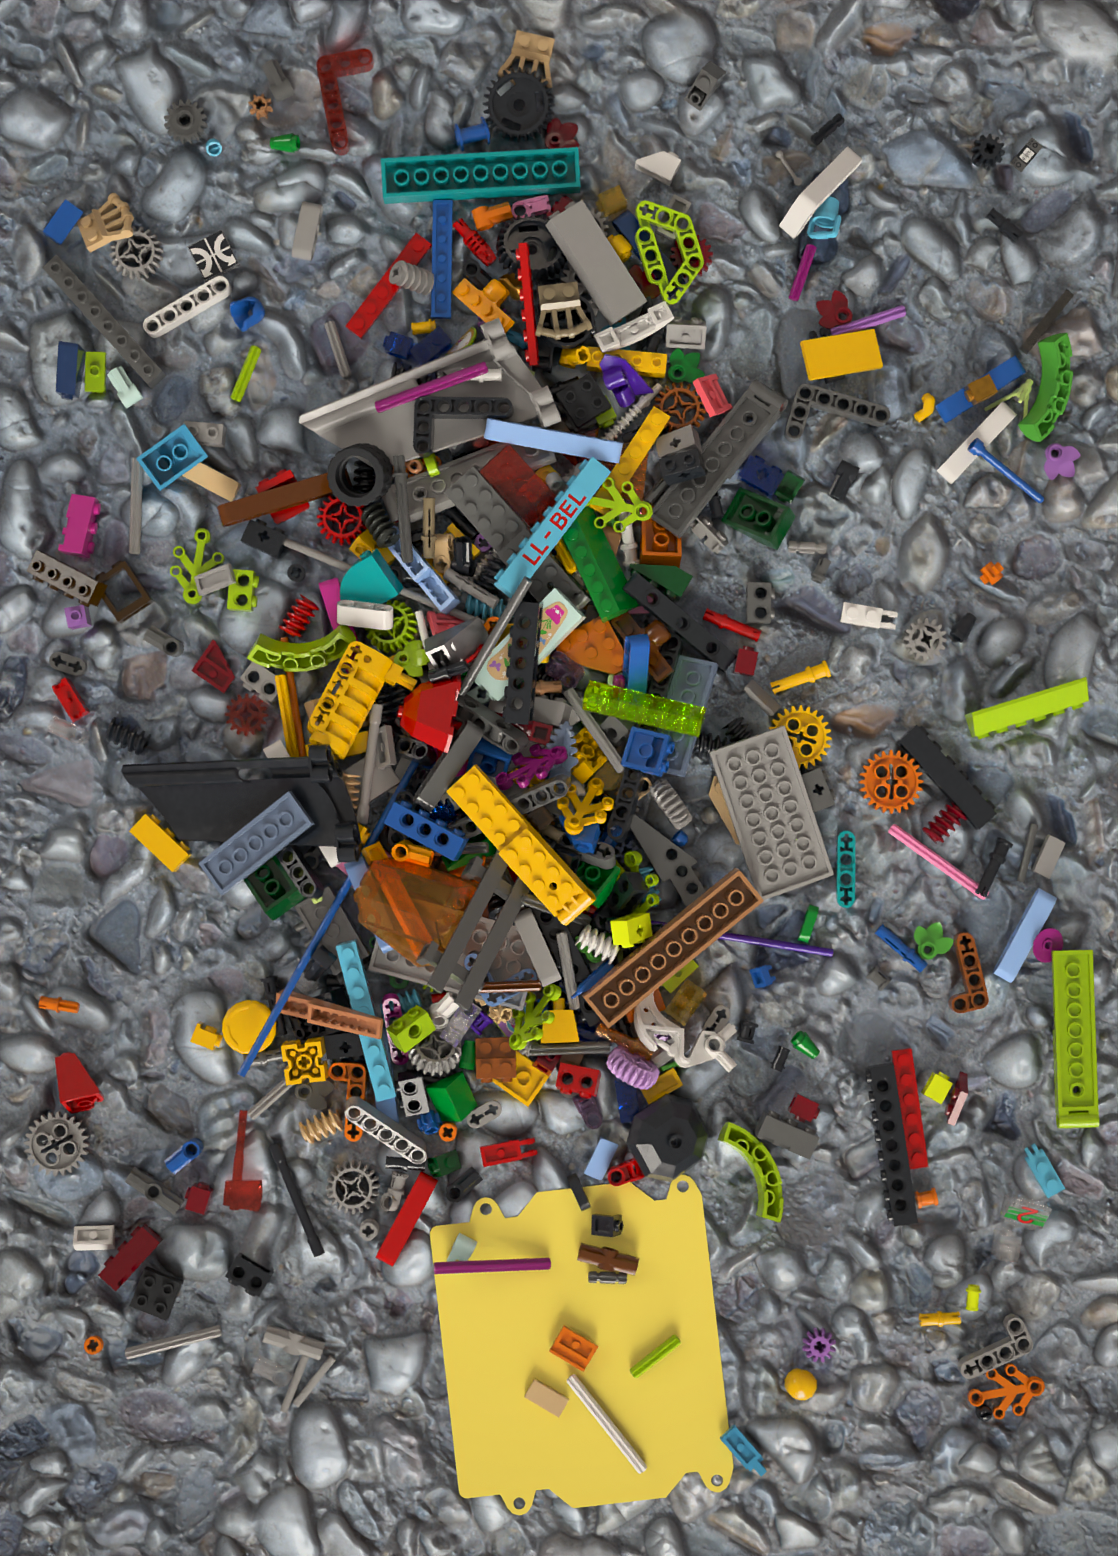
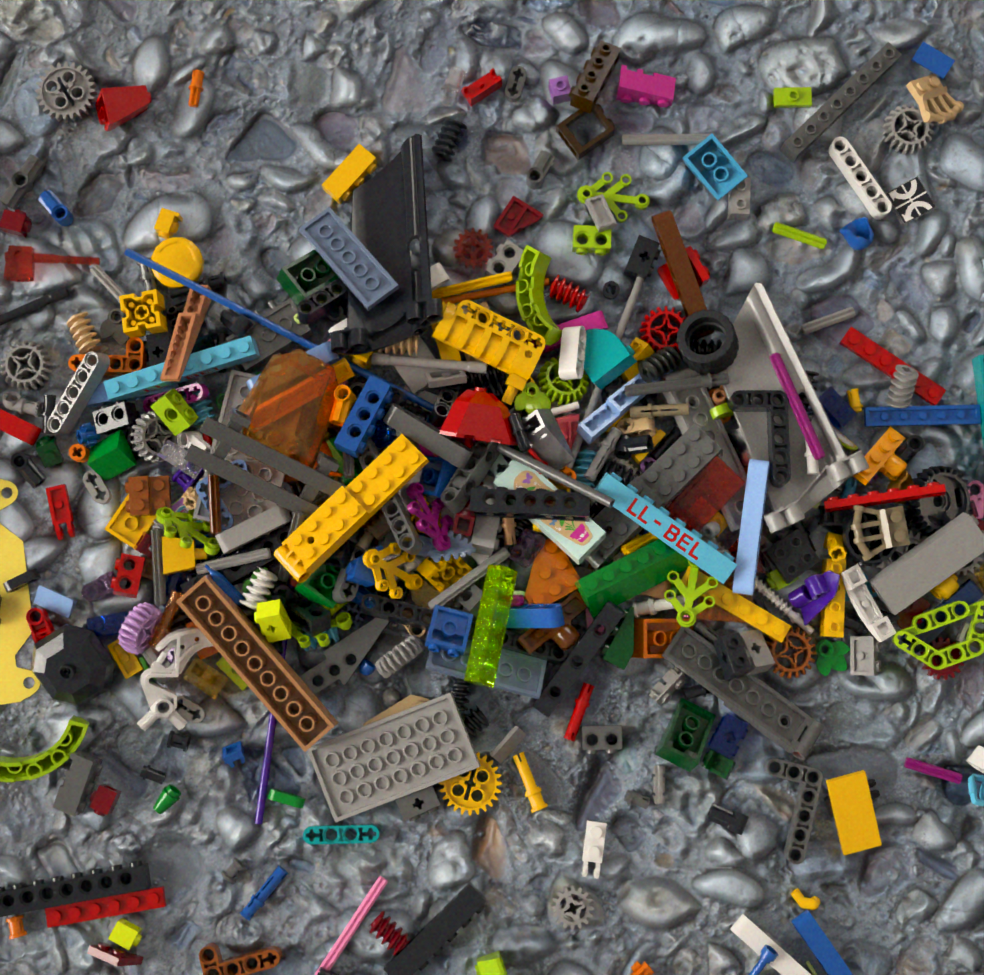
camera: 85 degrees right, 5 degrees down
(69, 370) = (793, 71): dark blue slope -> none
(126, 389) = (775, 126): light aqua piece -> none
(213, 481) = (694, 209): tan slope -> none
(307, 230) = (940, 287): light grey beam -> none
(398, 345) = (835, 376): clear blue brick -> none
(468, 1055) = (150, 469): green cone -> none
(475, 243) = (940, 447): red hinge -> none
(487, 217) = (966, 456): orange piece -> none
(712, 395) = (805, 683): coral plate -> none
(745, 661) = (543, 726): dark red brick -> none
(832, 309) = (898, 801): dark red plate -> none
(869, 321) = (889, 841): medium lavender axle -> none
(909, 781) = (429, 895): orange gear -> none
(934, 939) = (274, 926): bright green plate -> none
(963, 627) = (586, 946): black cone -> none
(980, 390) = (826, 956): pearl gold brick -> none

